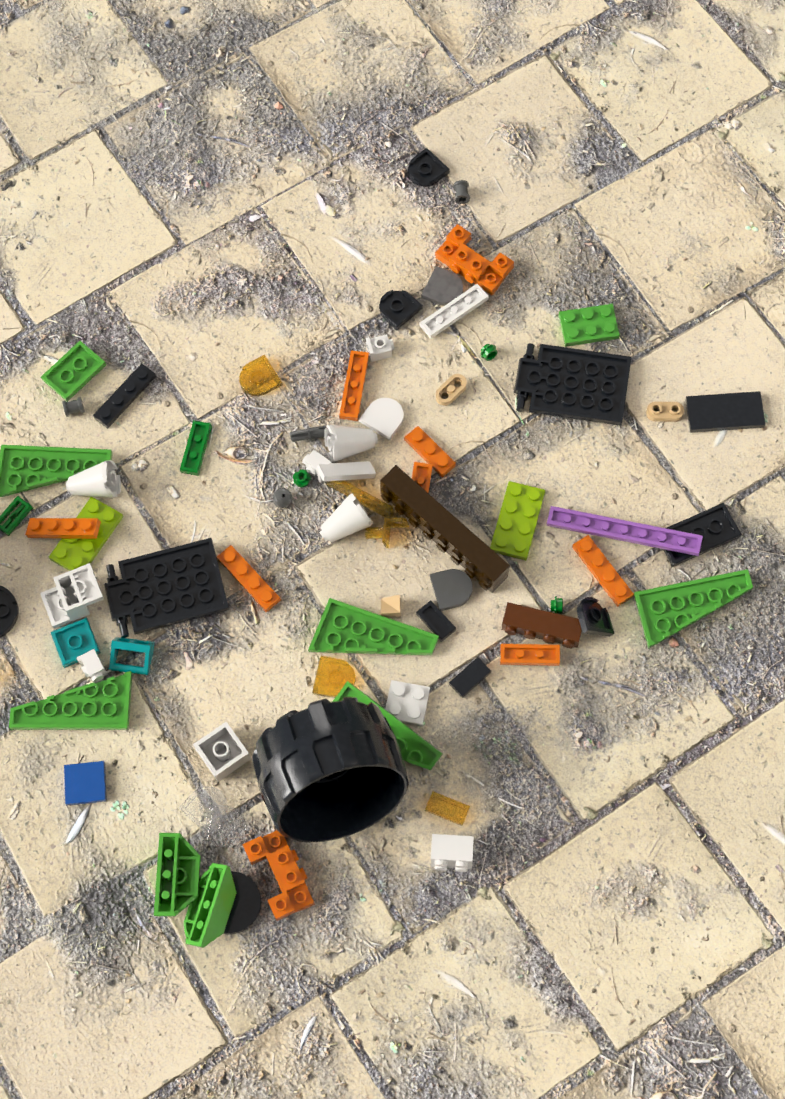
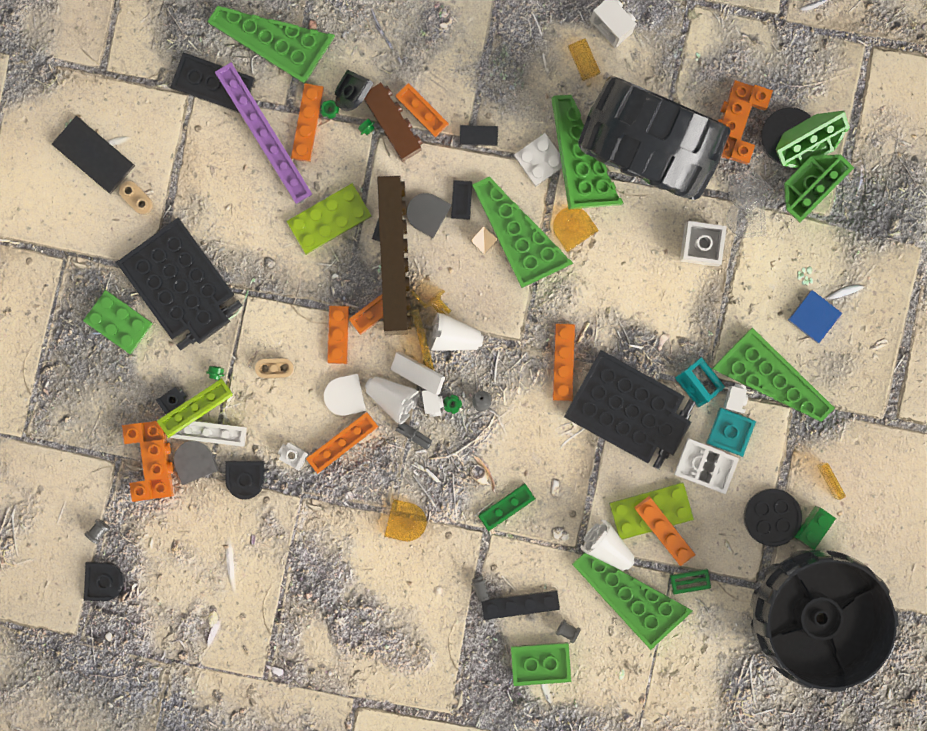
camera: 145 degrees left, 20 degrees up
(162, 380) = (480, 588): none -> dark grey pin
(477, 315) = (194, 408): none -> lime plate
(498, 308) = (164, 400): none -> black brick
(597, 589) = (329, 104): none -> green plate

